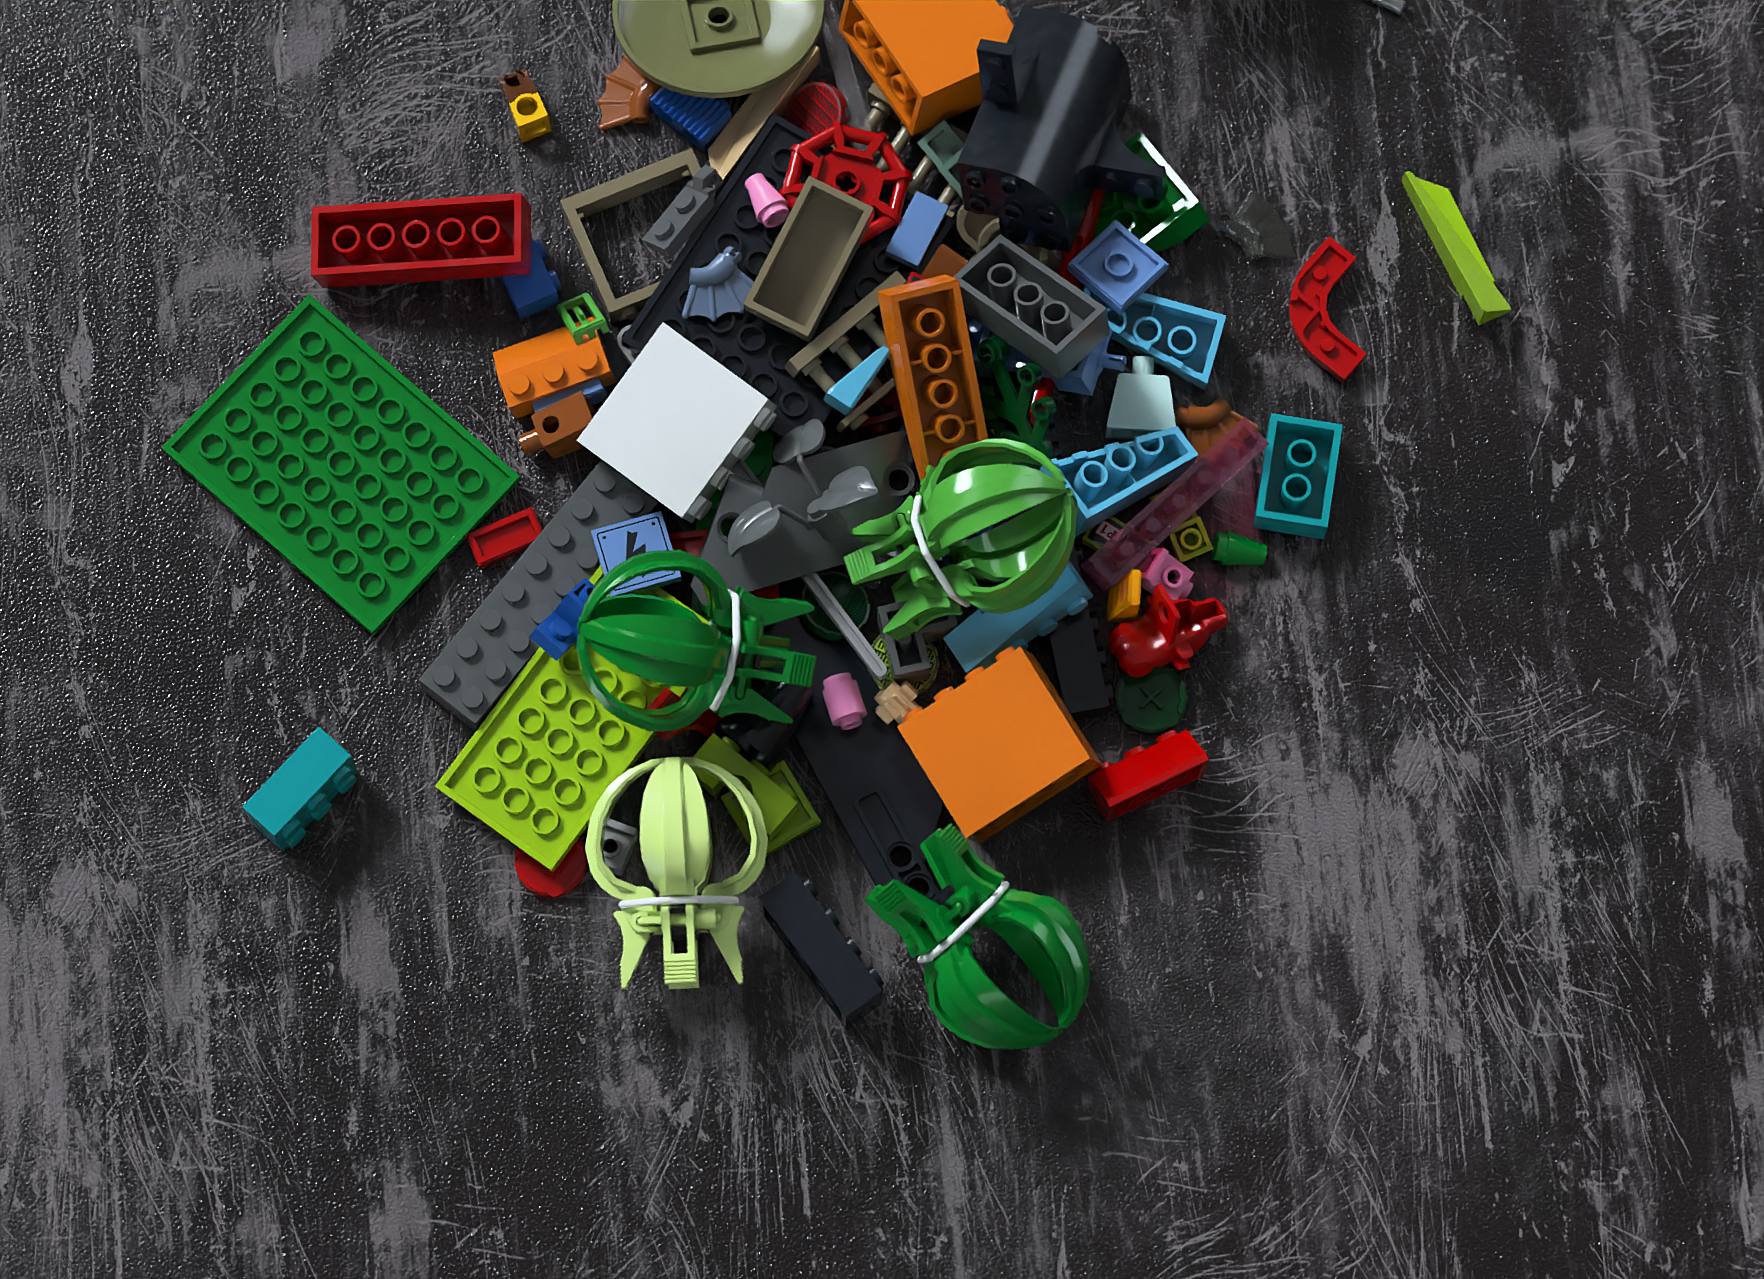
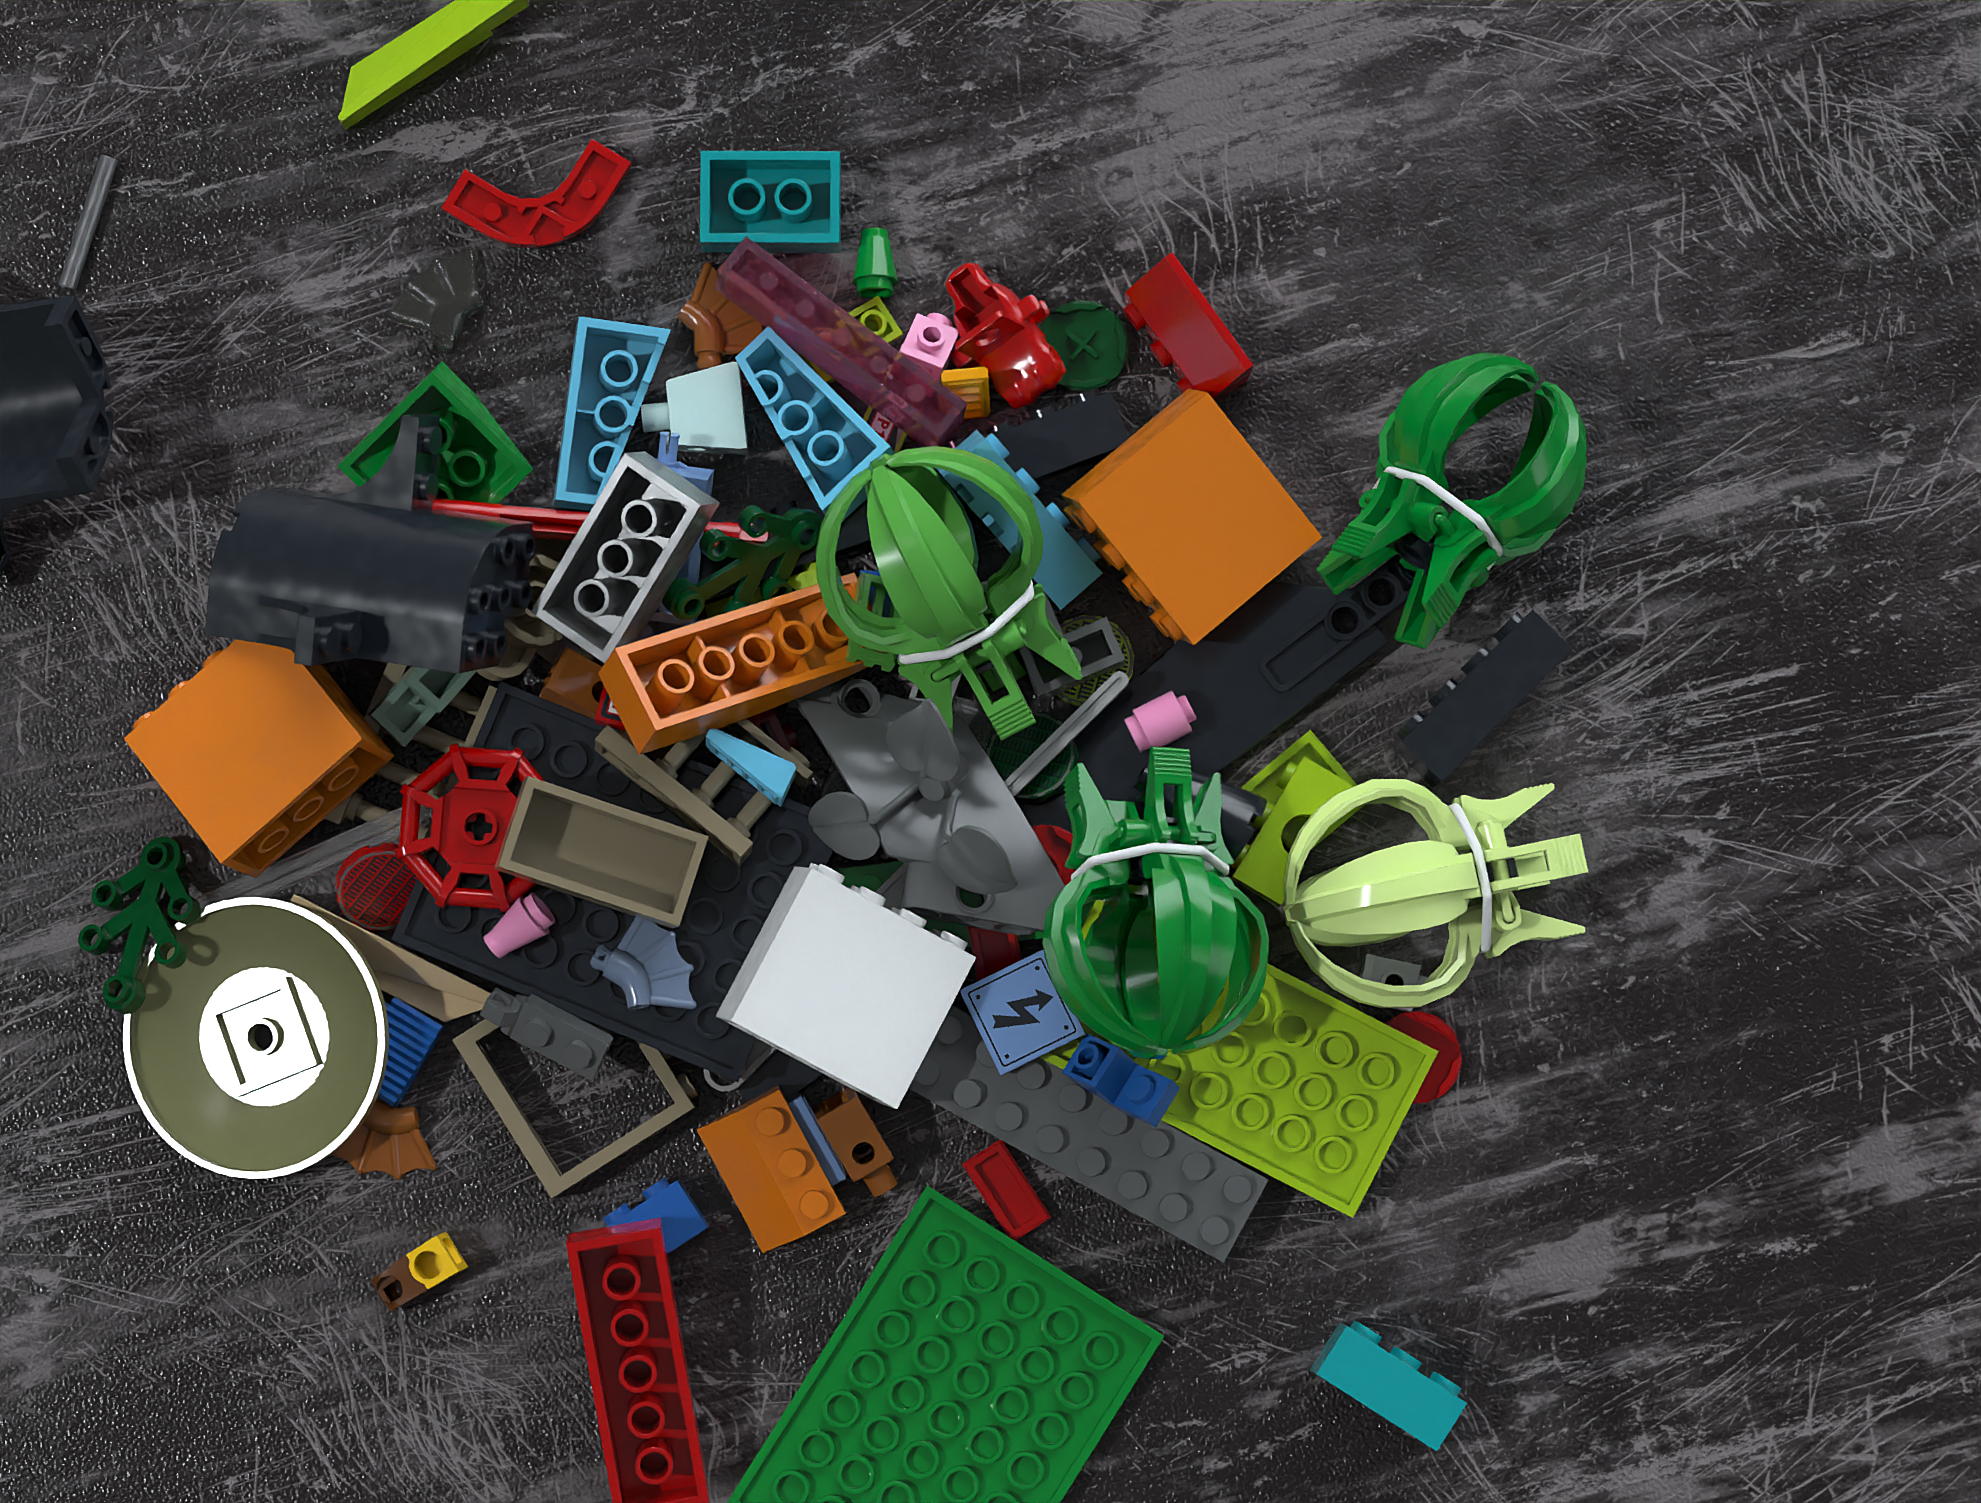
camera: 100 degrees left, 10 degrees up
(586, 326) = (725, 1128): bright green tile -> none
(895, 701) = (1149, 656): tan gear -> none
(916, 230) = (526, 727): medium blue tile -> none
(1117, 267) = (536, 462): medium blue tile -> none

